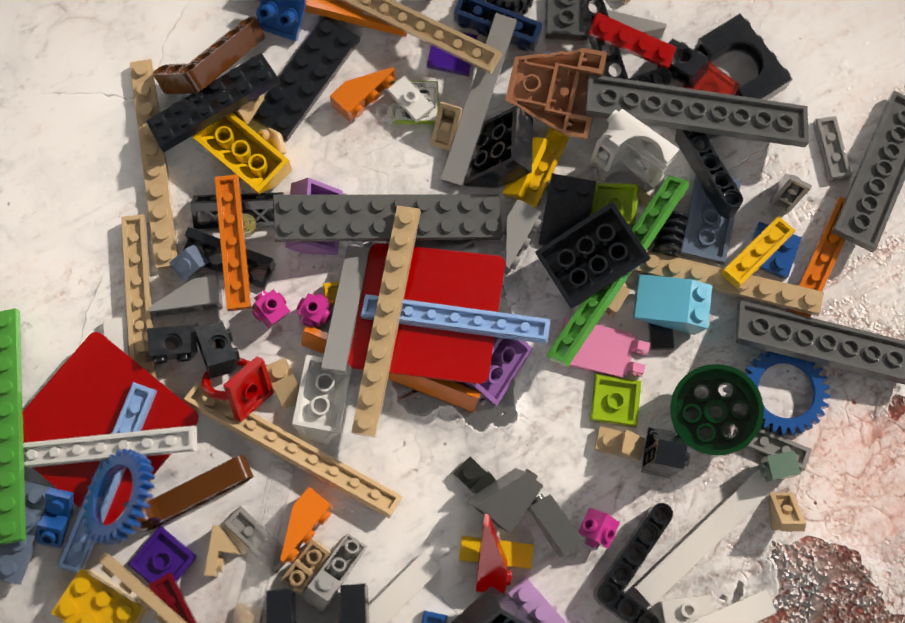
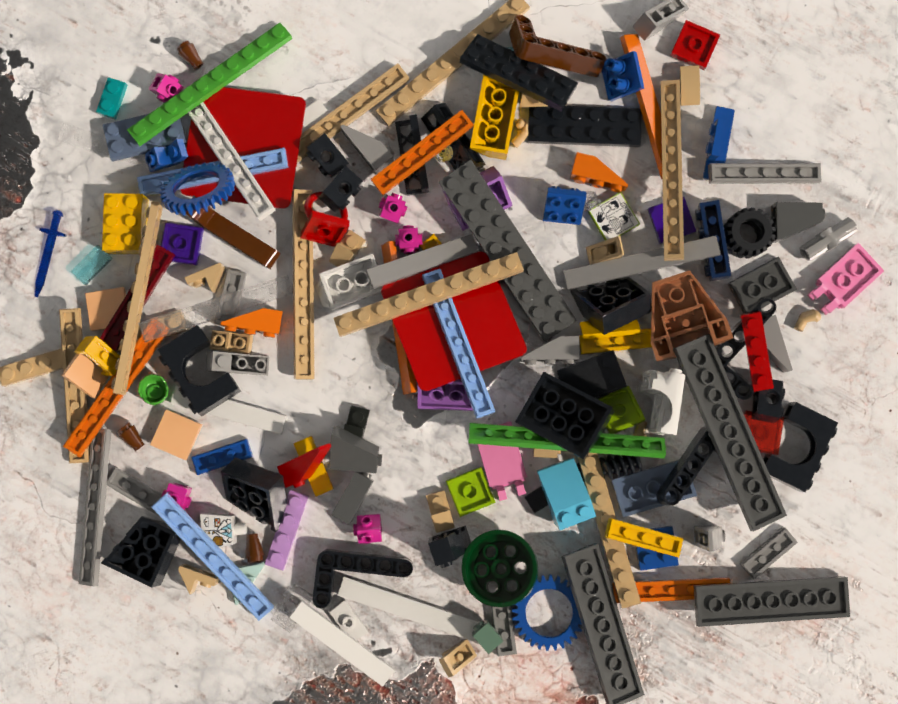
camera: 65 degrees right, 10 degrees up
(189, 262) = (391, 131): sand blue brick -> none
(376, 138) = (564, 205): none -> blue plate
(410, 99) = (611, 212): white plate -> none

